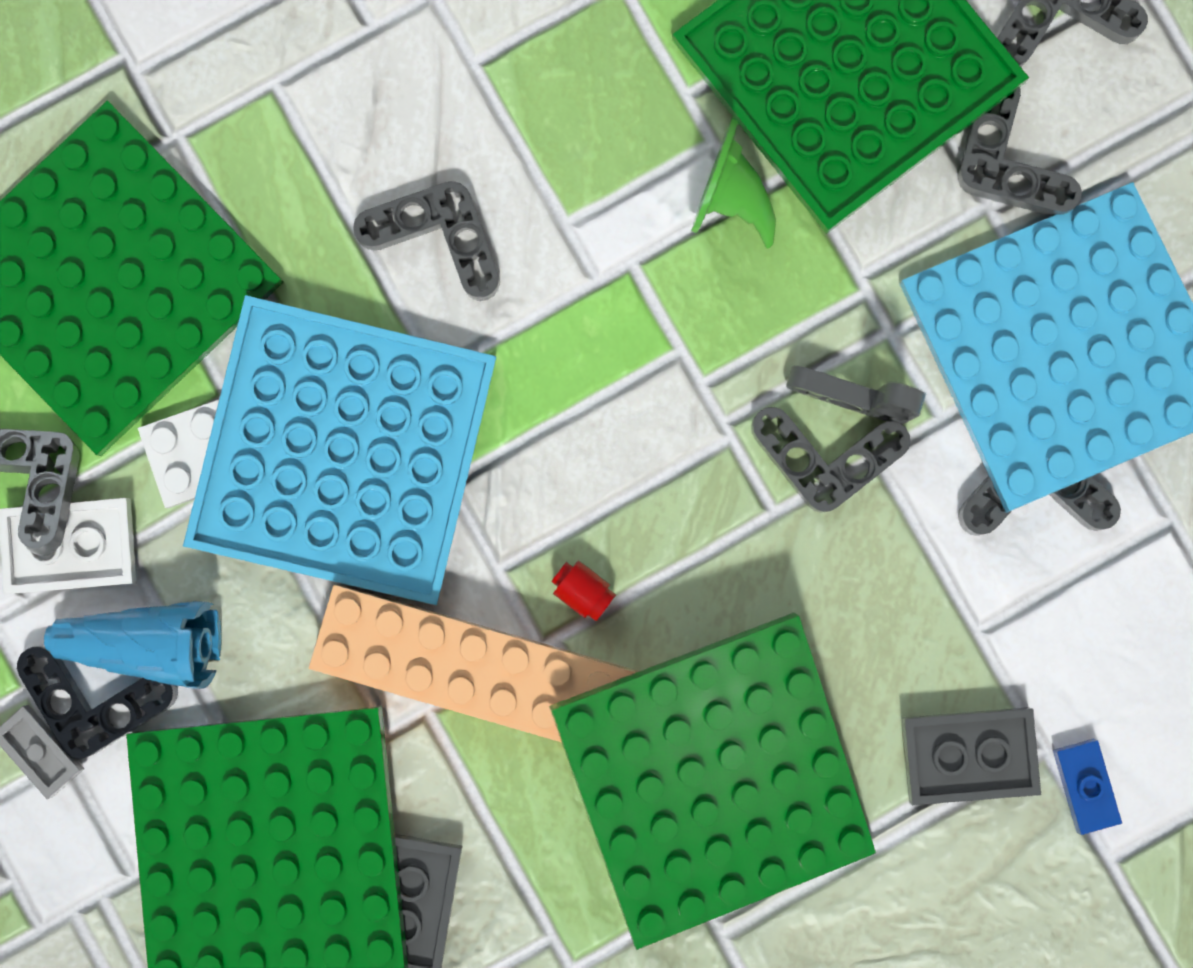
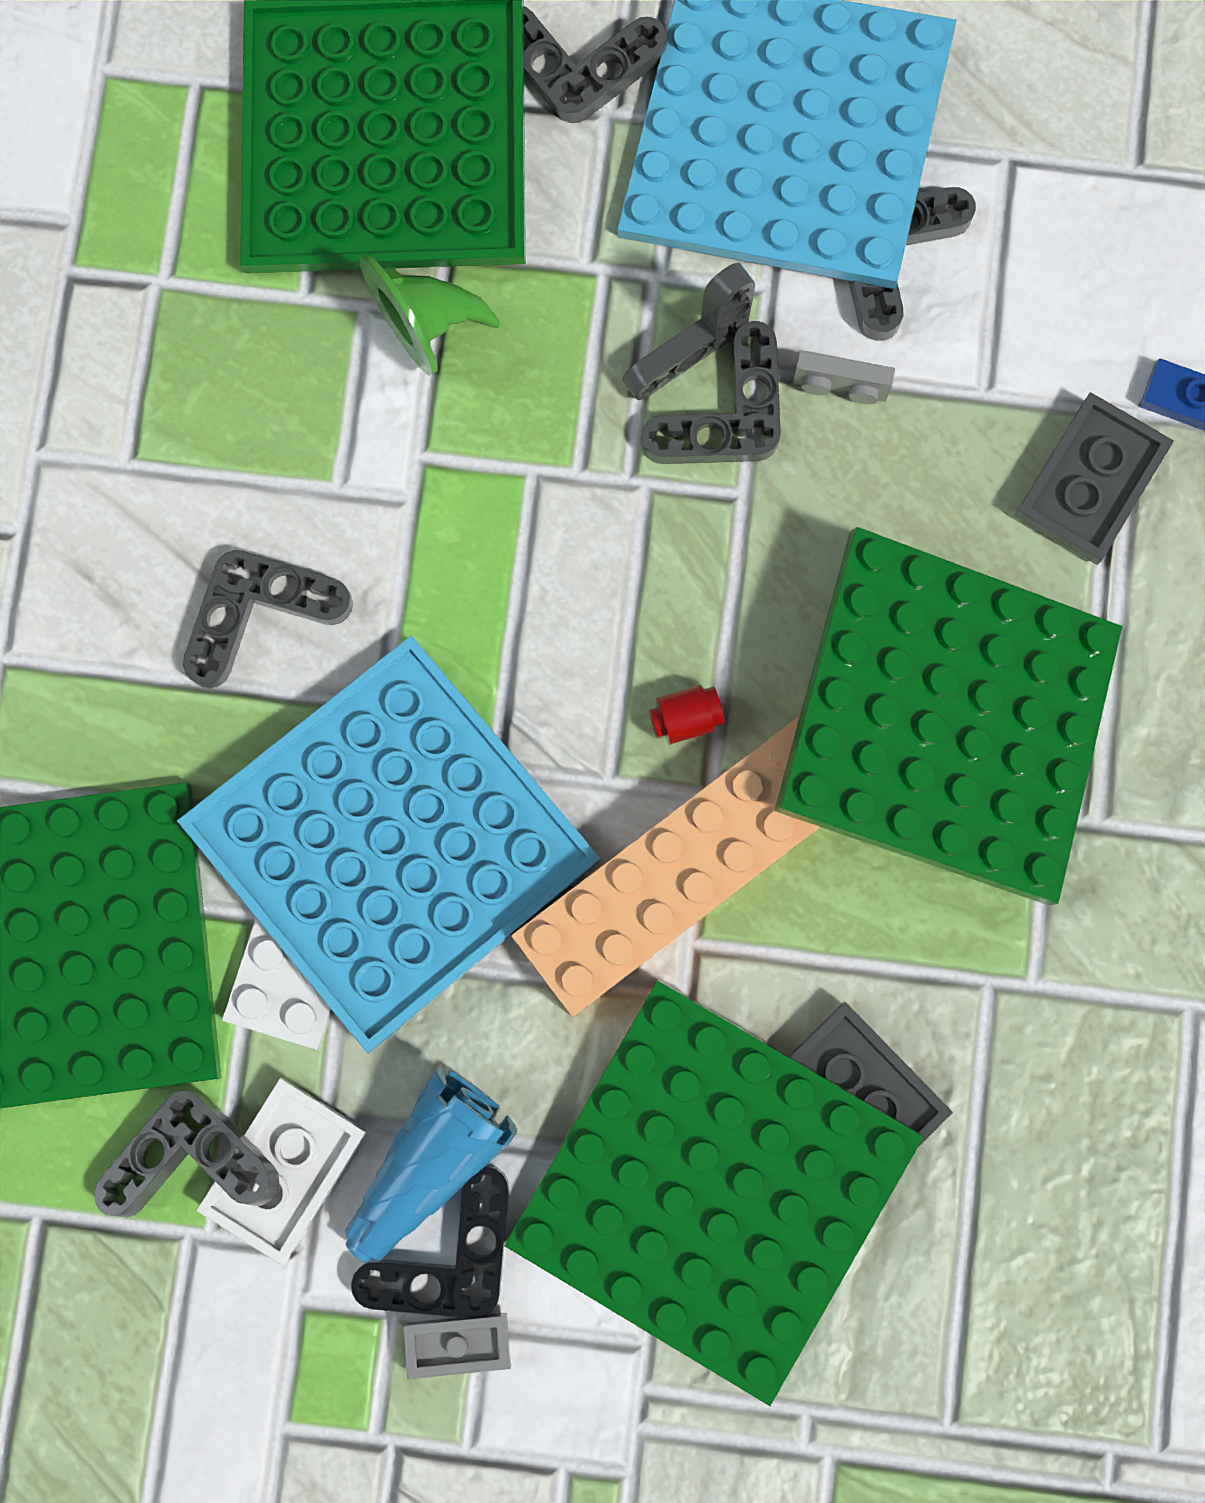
camera: 50 degrees left, 5 degrees down
(918, 538) = (860, 380): none -> light grey plate

